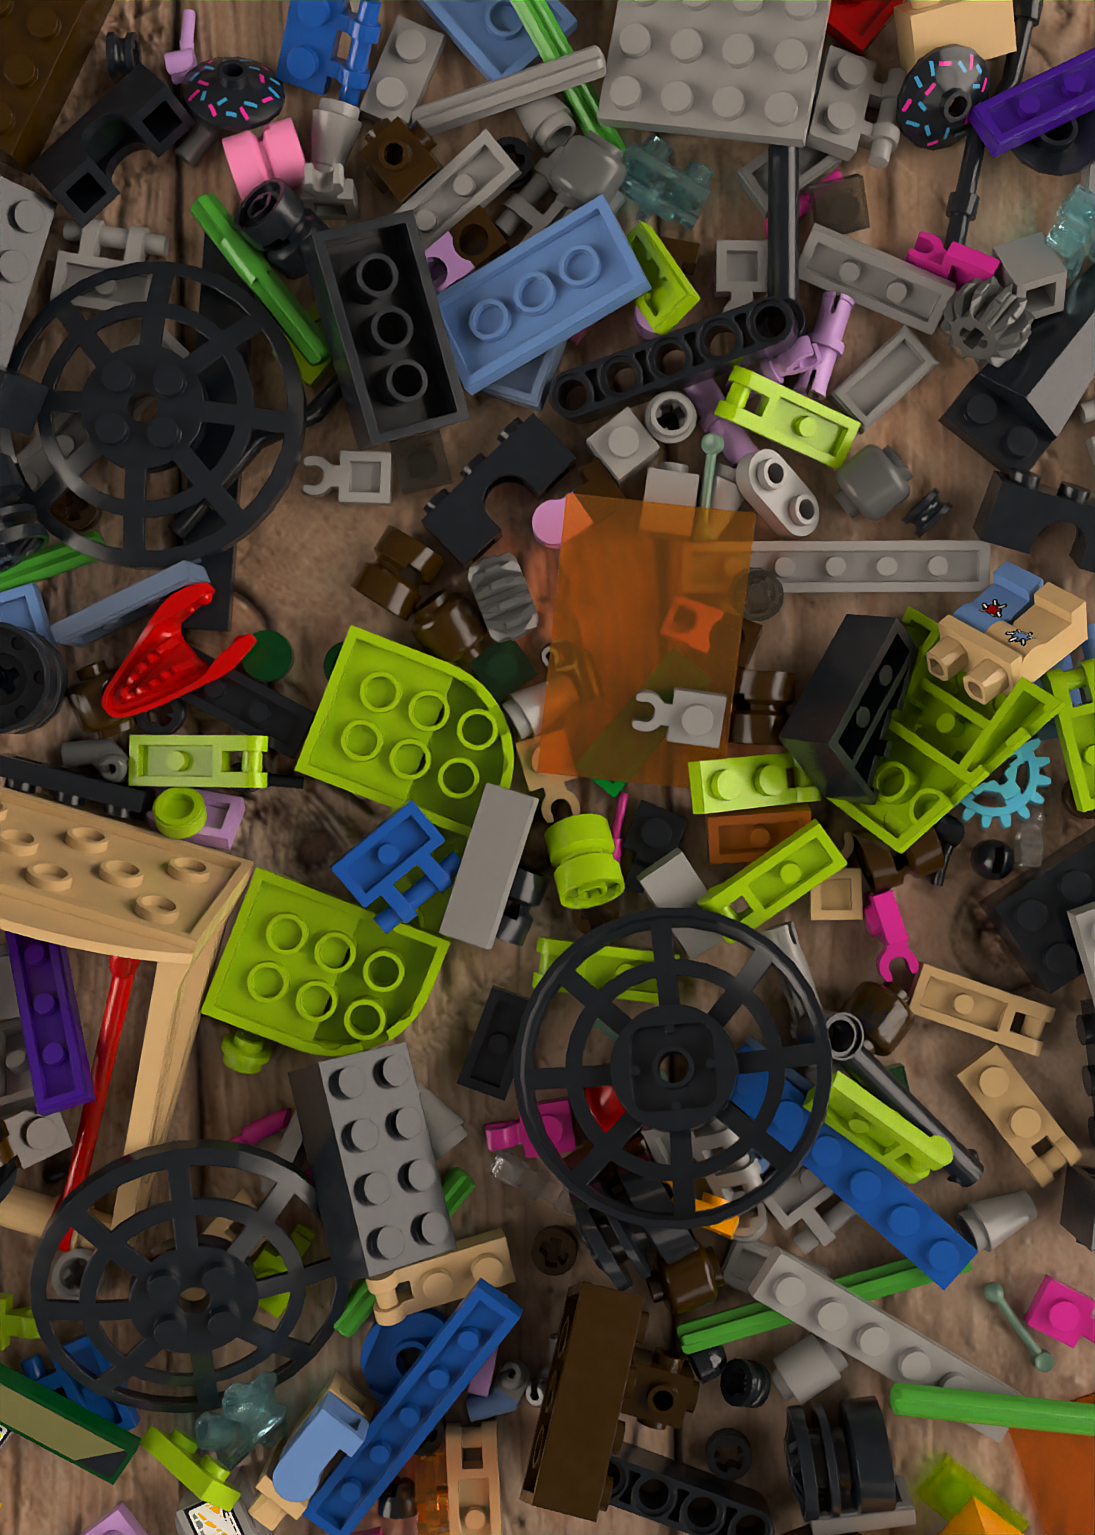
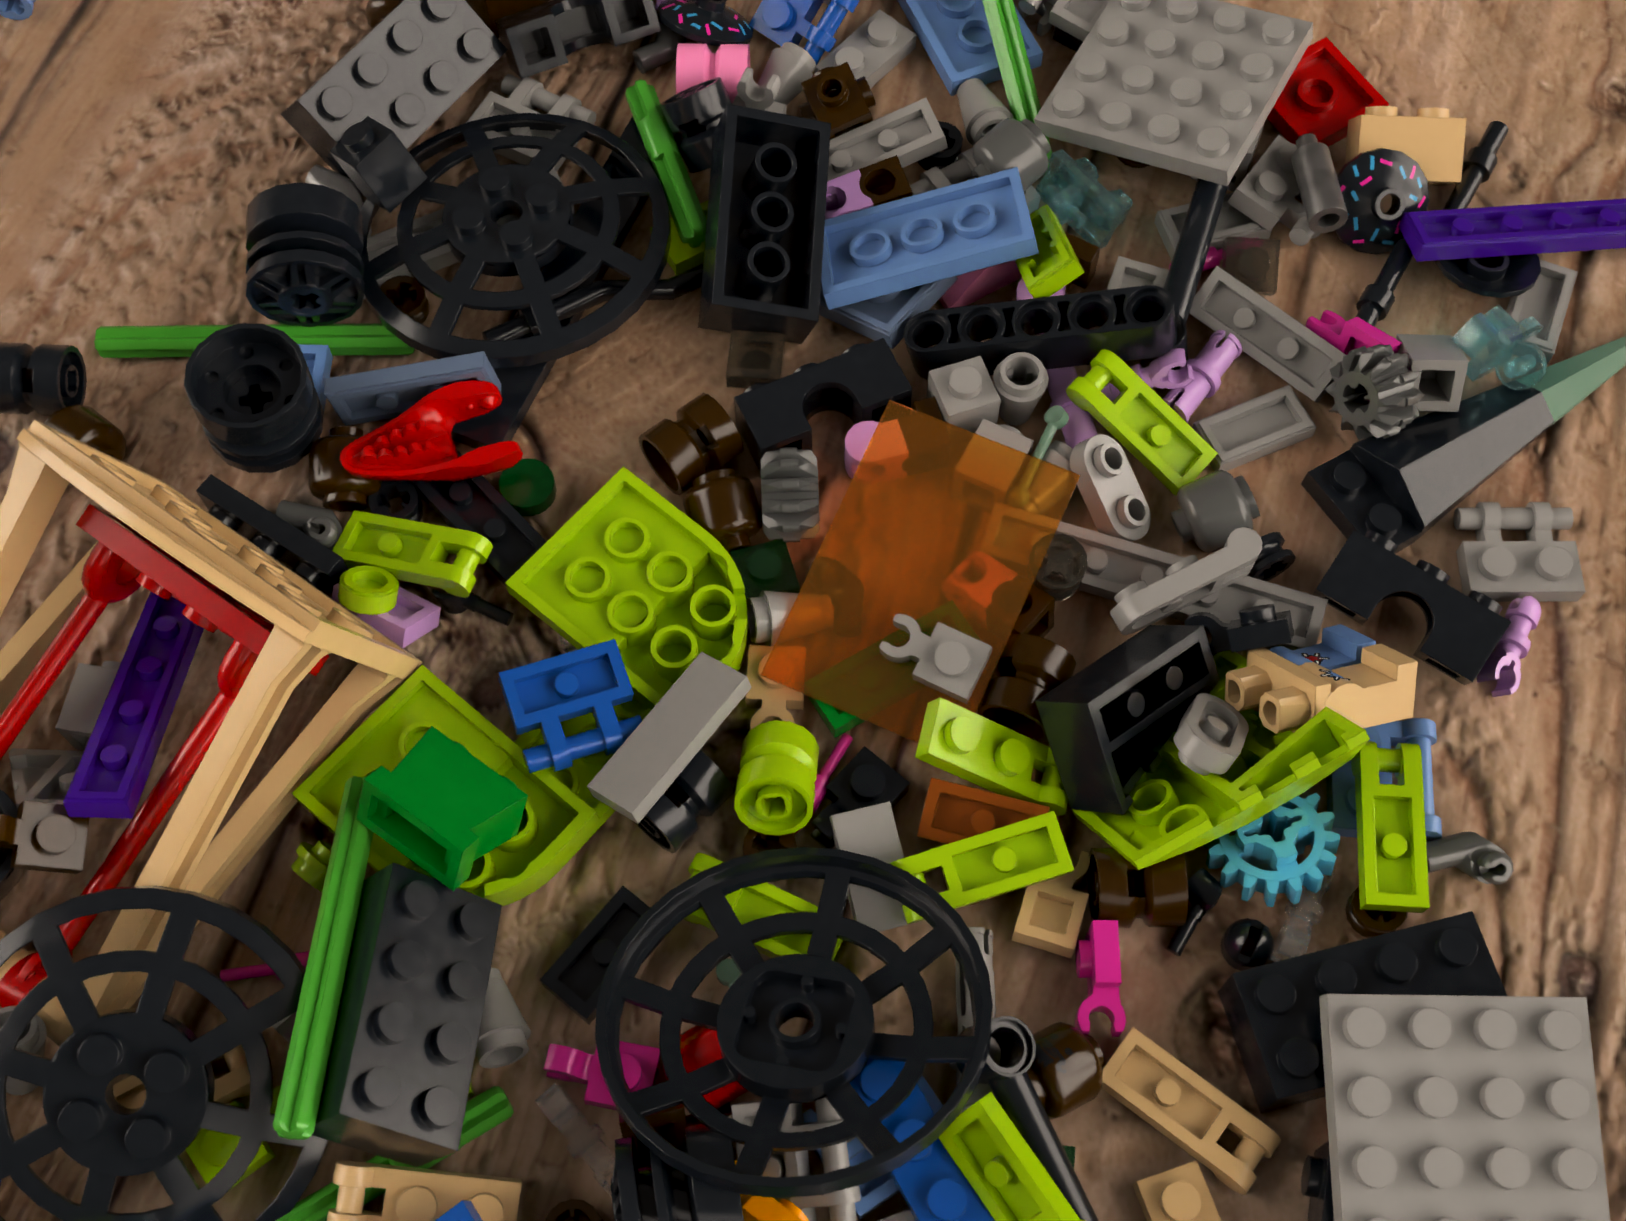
camera: 20 degrees right, 25 degrees down
(297, 1143) = (324, 972): none -> bright green axle
(334, 996) = (441, 807): none -> green hips
(360, 477) = (686, 357): light grey plate -> none
(511, 90) = (964, 80): light grey axle -> none
(870, 574) = (1186, 582): none -> light grey plate
(885, 105) = (1318, 185): none -> flat silver cylinder
(930, 719) = (1210, 735): none -> light grey plate
(934, 603) = (1255, 629): none -> black plate

